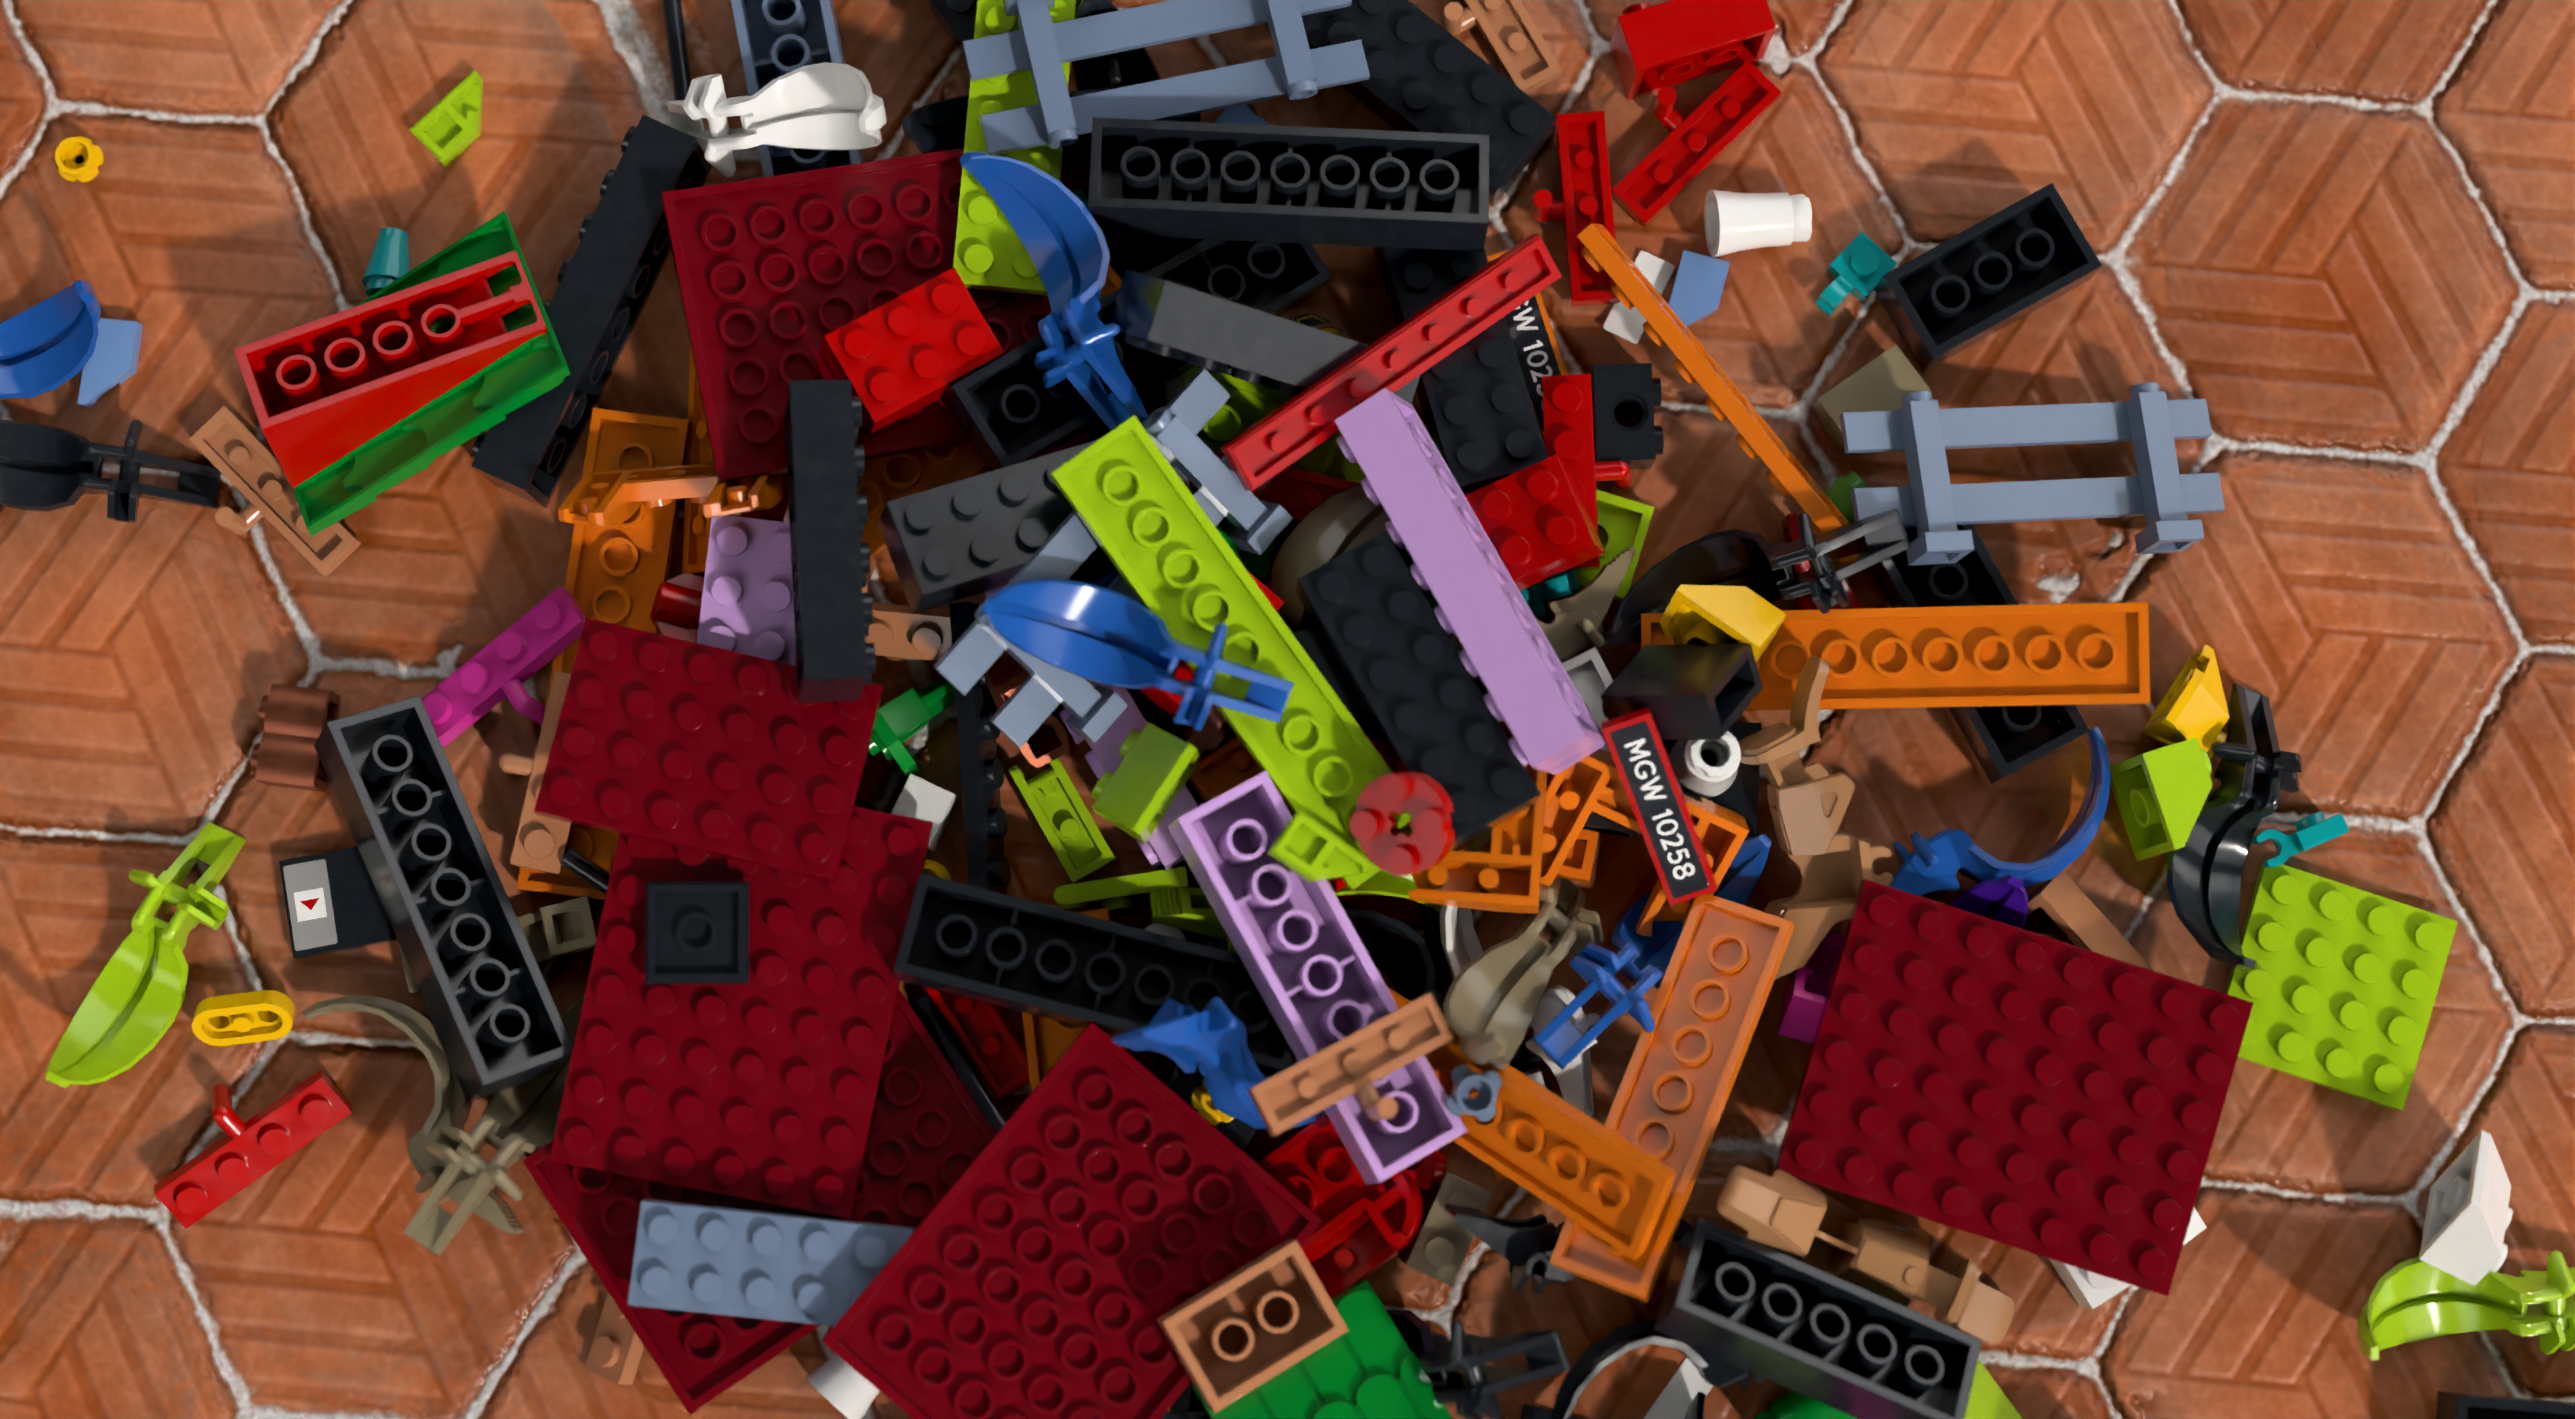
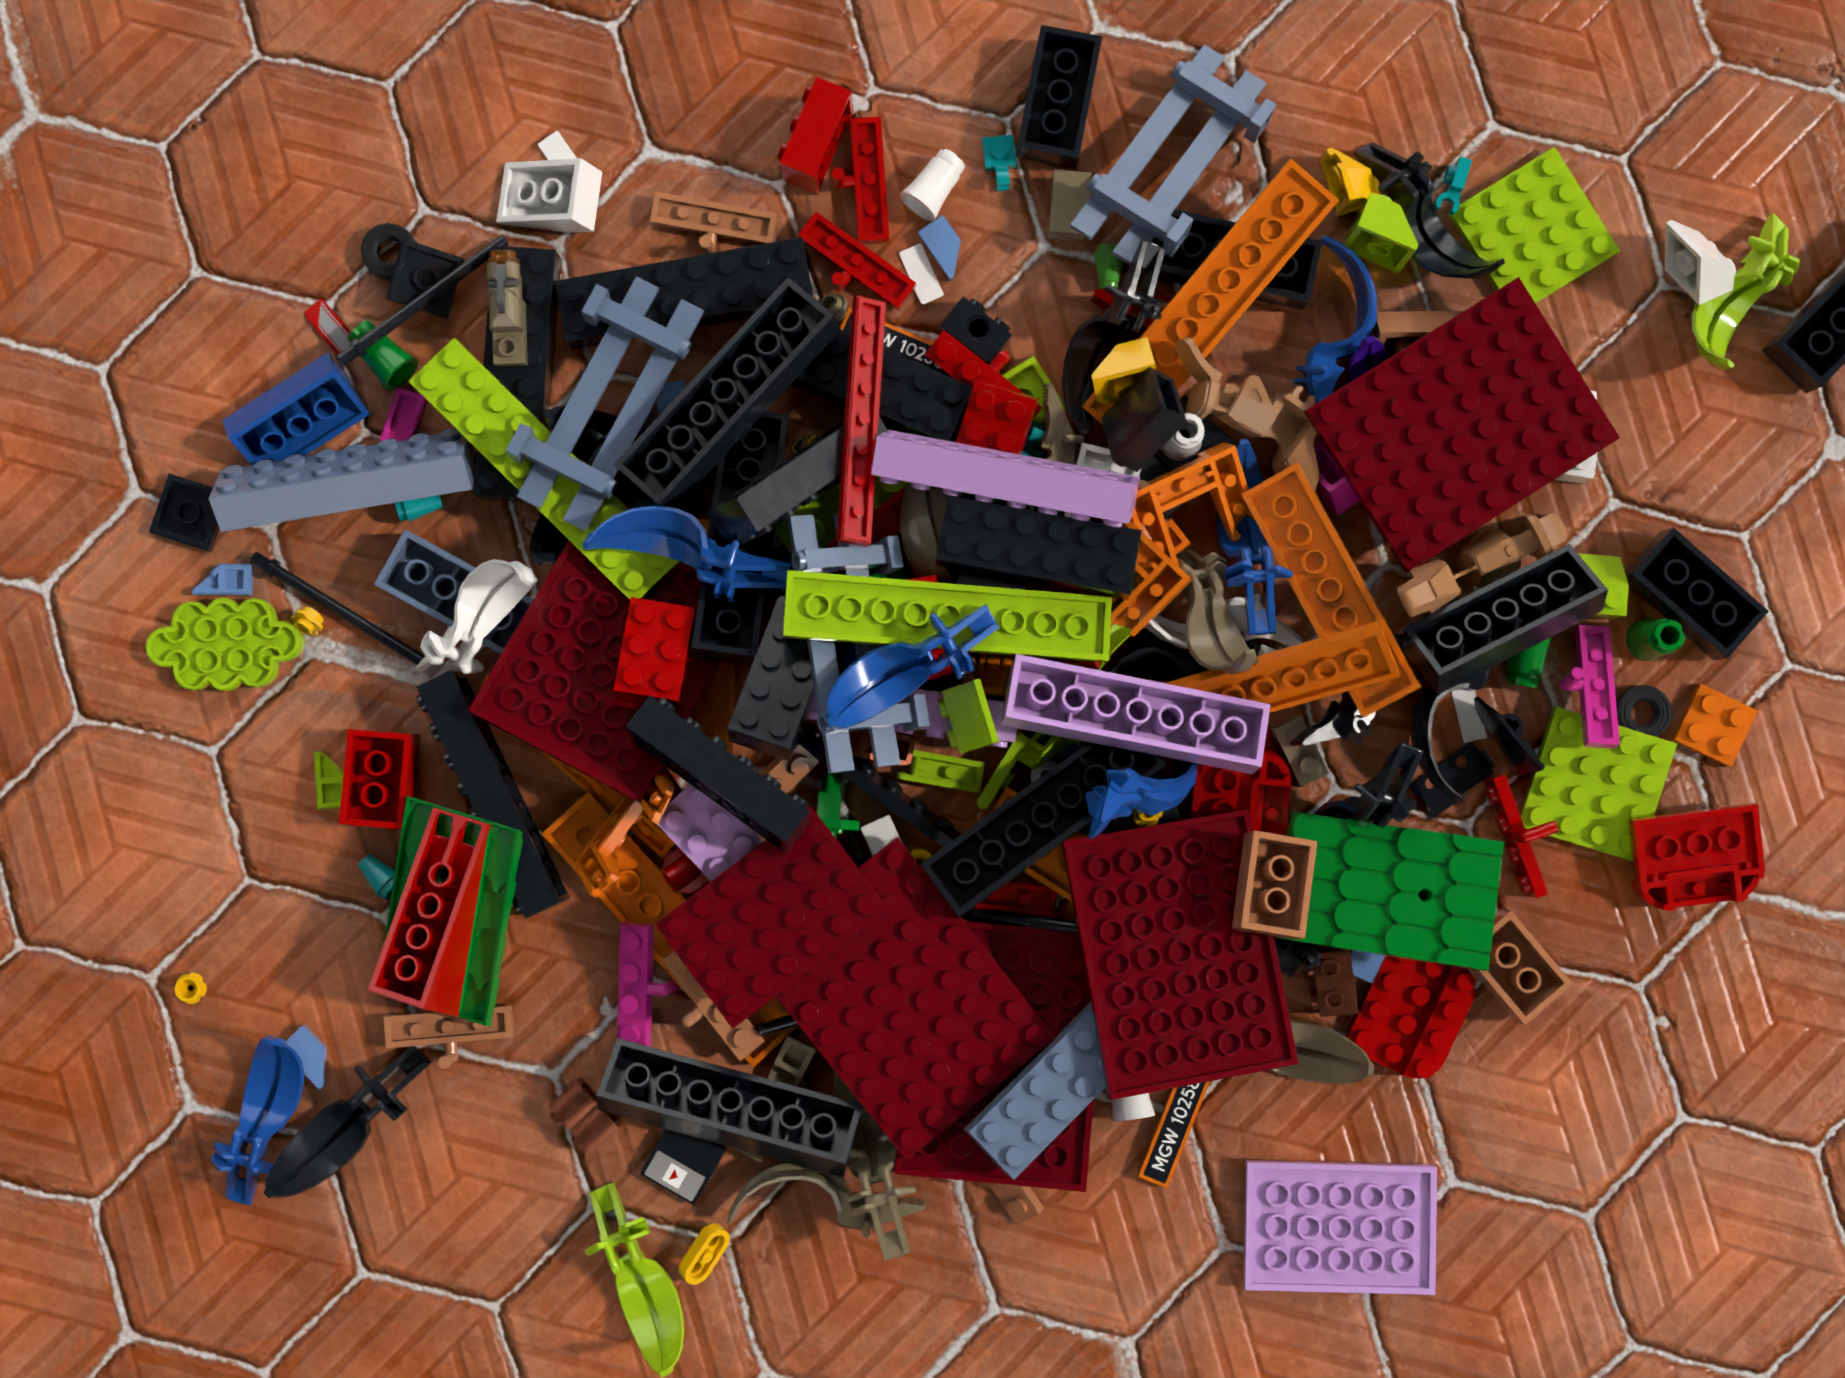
camera: 55 degrees left, 5 degrees up
(251, 1146) = (771, 1301): red plate -> none
(503, 161) = (378, 777): none -> red brick
(697, 933) = (857, 997): black tile -> none
(1316, 851) = (1077, 662): lime tile -> none
(1352, 1067) = (1197, 733): nougat plate -> none
(1431, 822) = (1112, 595): red plate -> none
(1483, 1104) = (1265, 685): sand blue plate -> none
(1507, 227) = (836, 305): none -> dark tan plate
(1659, 806) = (1188, 478): tile -> none
(1698, 365) = (983, 274): orange plate -> none

